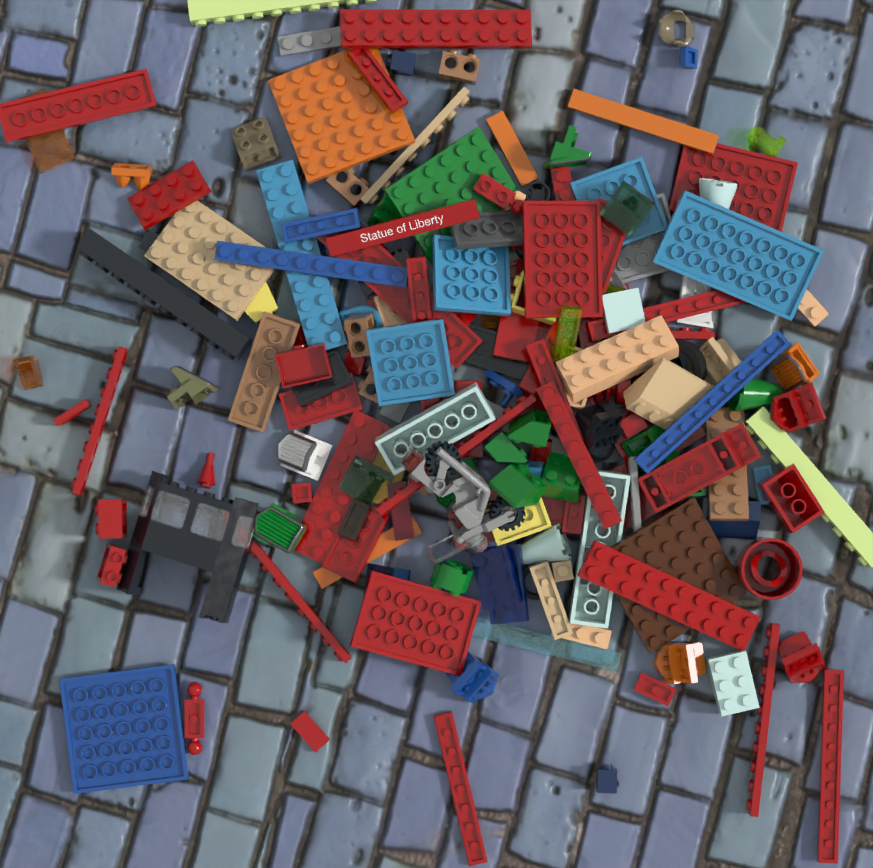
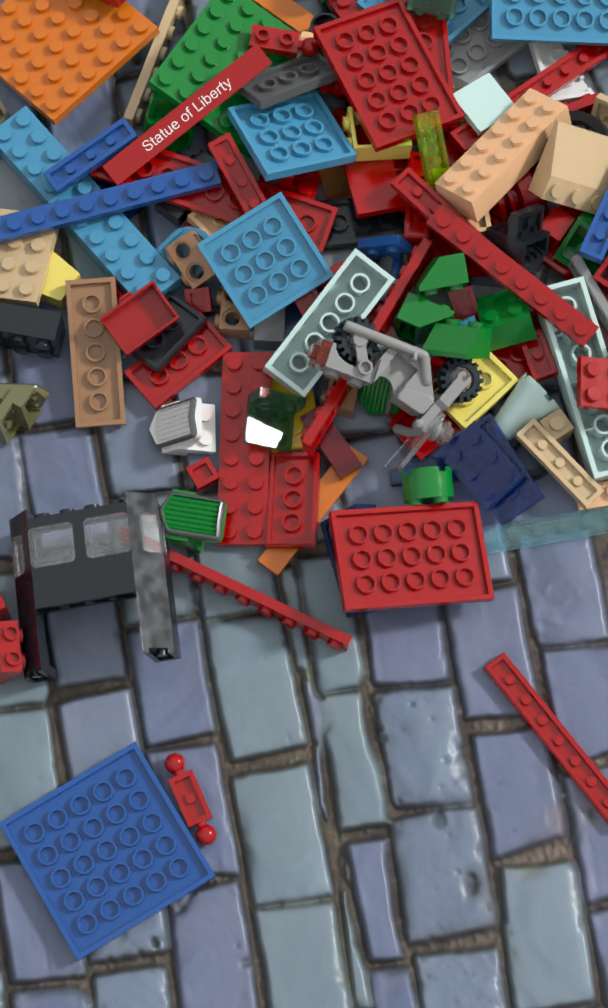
camera: 20 degrees left, 15 degrees down
(207, 476) = (77, 496): red cone -> none
(310, 731) = (341, 753): red tile -> none
(344, 188) = (99, 118): medium nougat brick -> none
(354, 520) = (280, 475): dark brown tile -> none
(475, 681) = (515, 599): blue piece -> none

